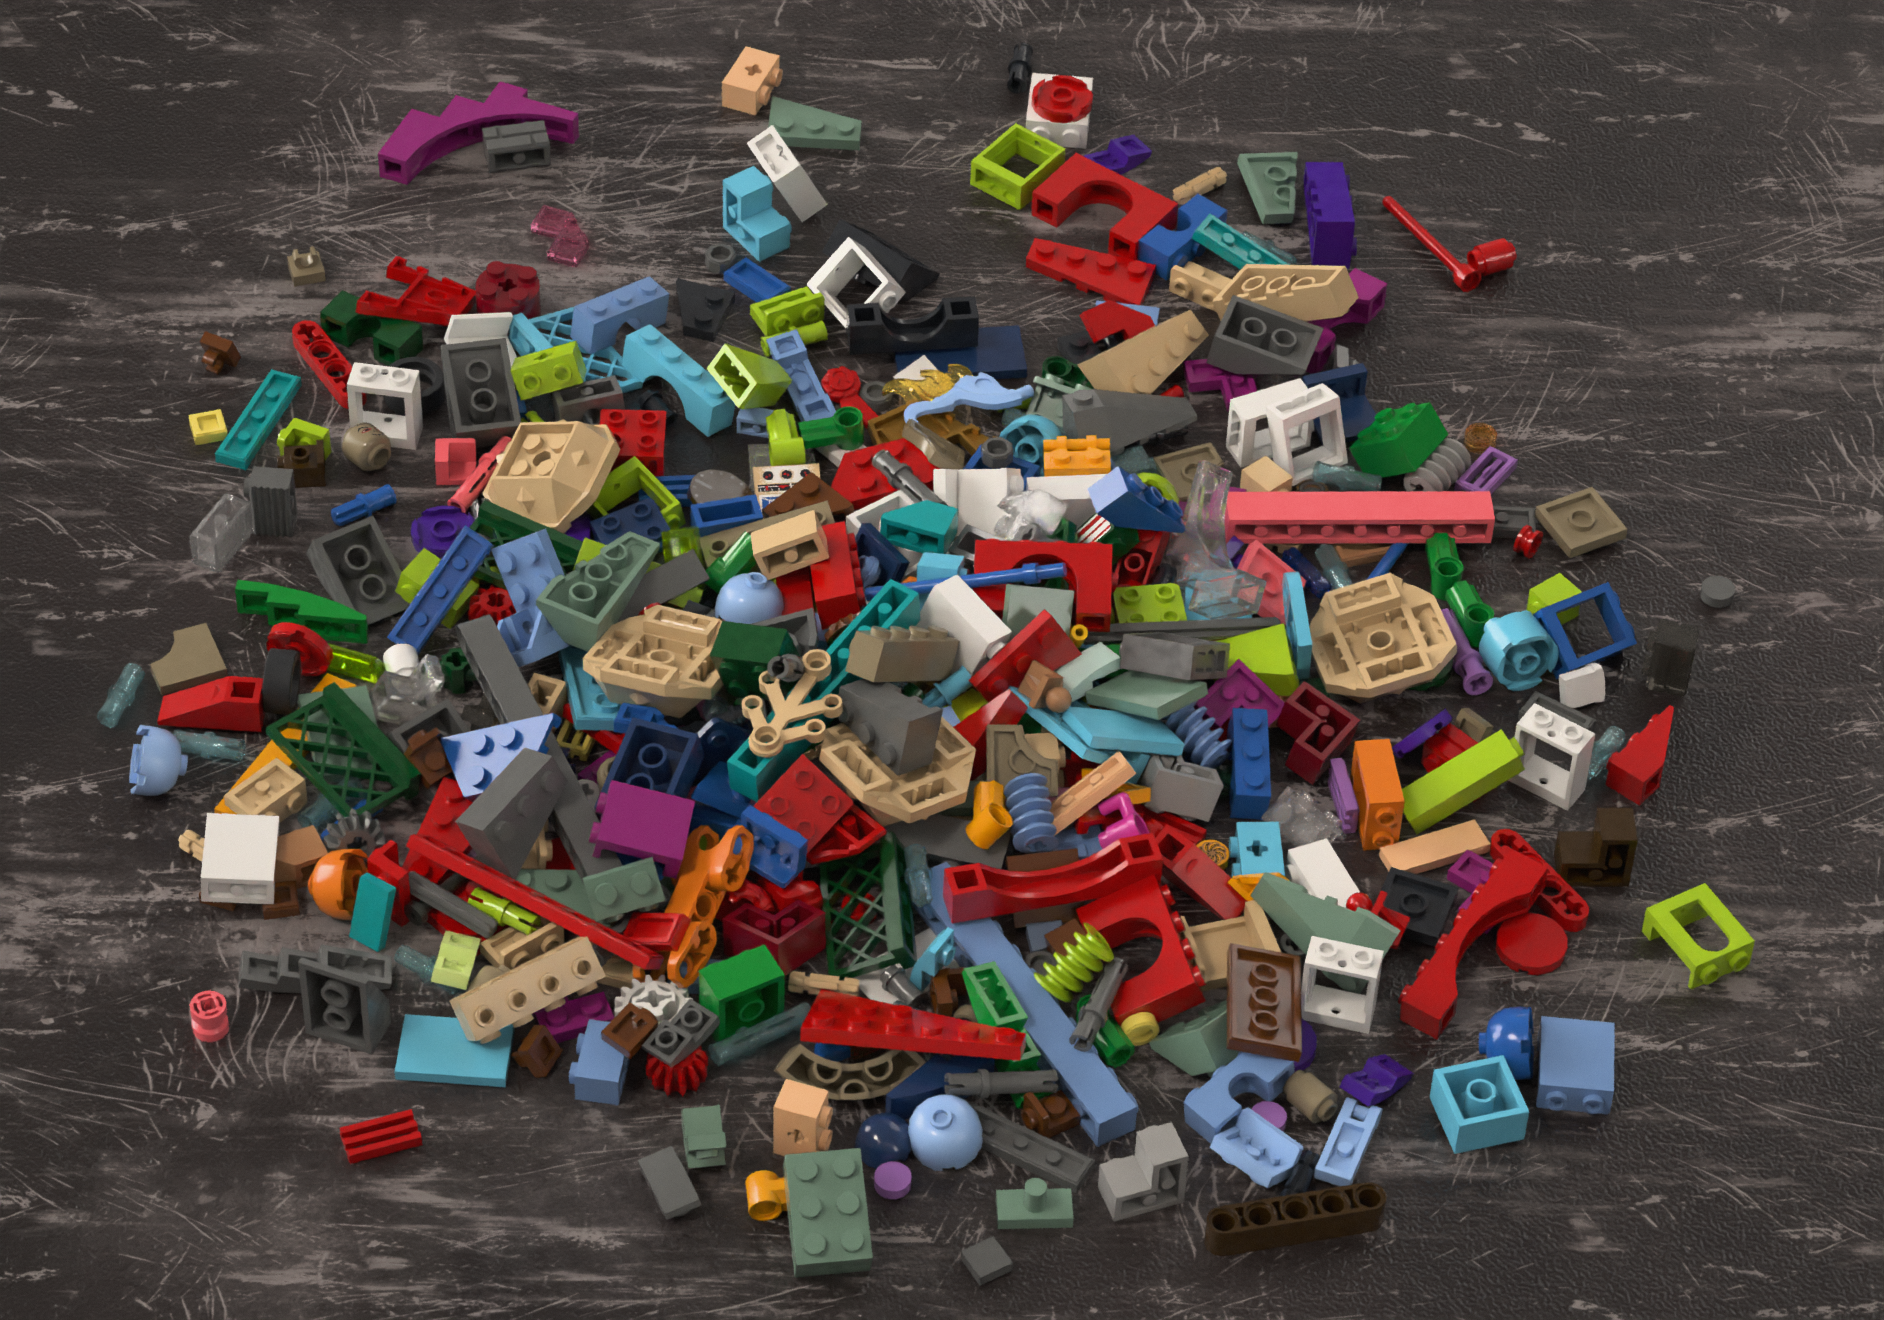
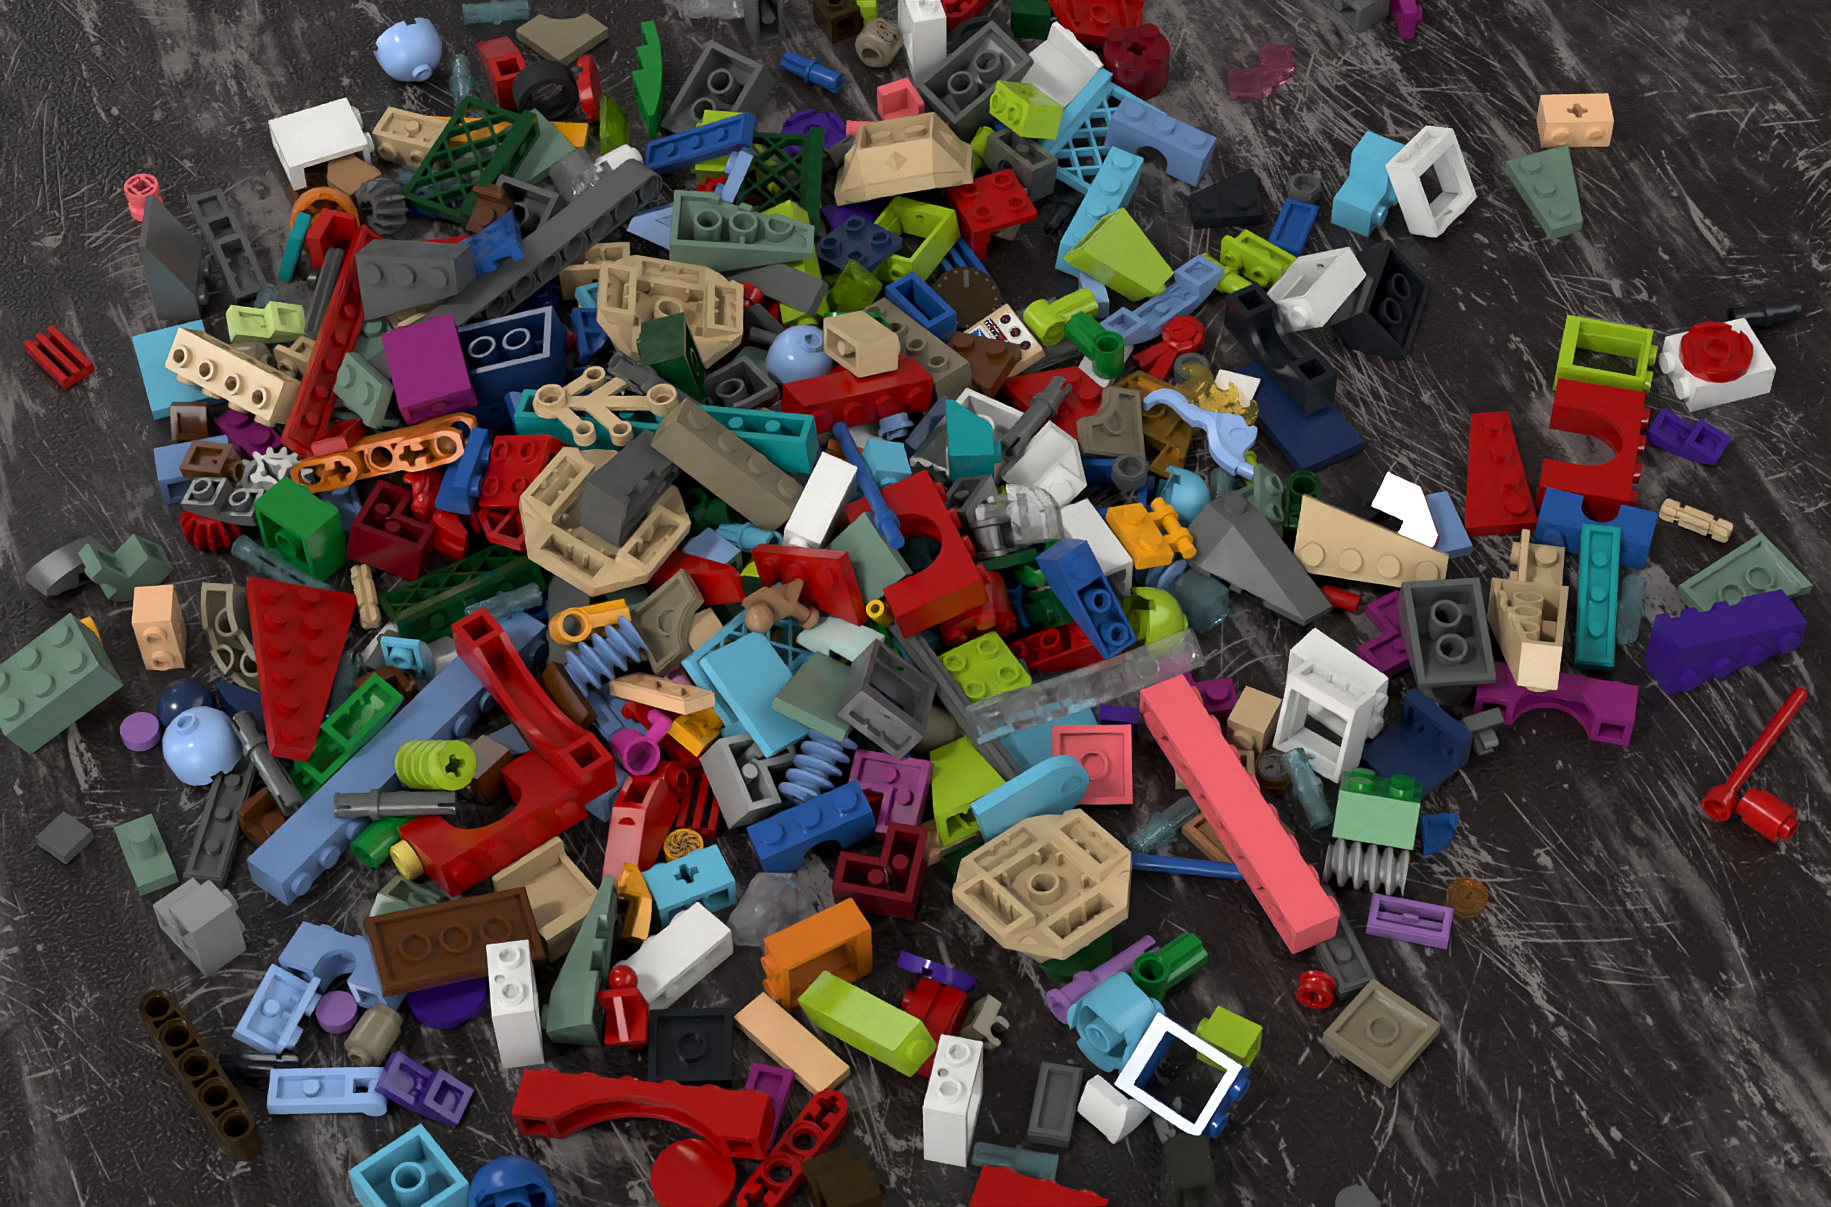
camera: 70 degrees right, 5 degrees up
(1181, 466) = (1243, 651): dark tan tile -> none
(1308, 571) = (1149, 800): clear blue axle -> none
(1443, 564) = (1228, 919): green piece -> none

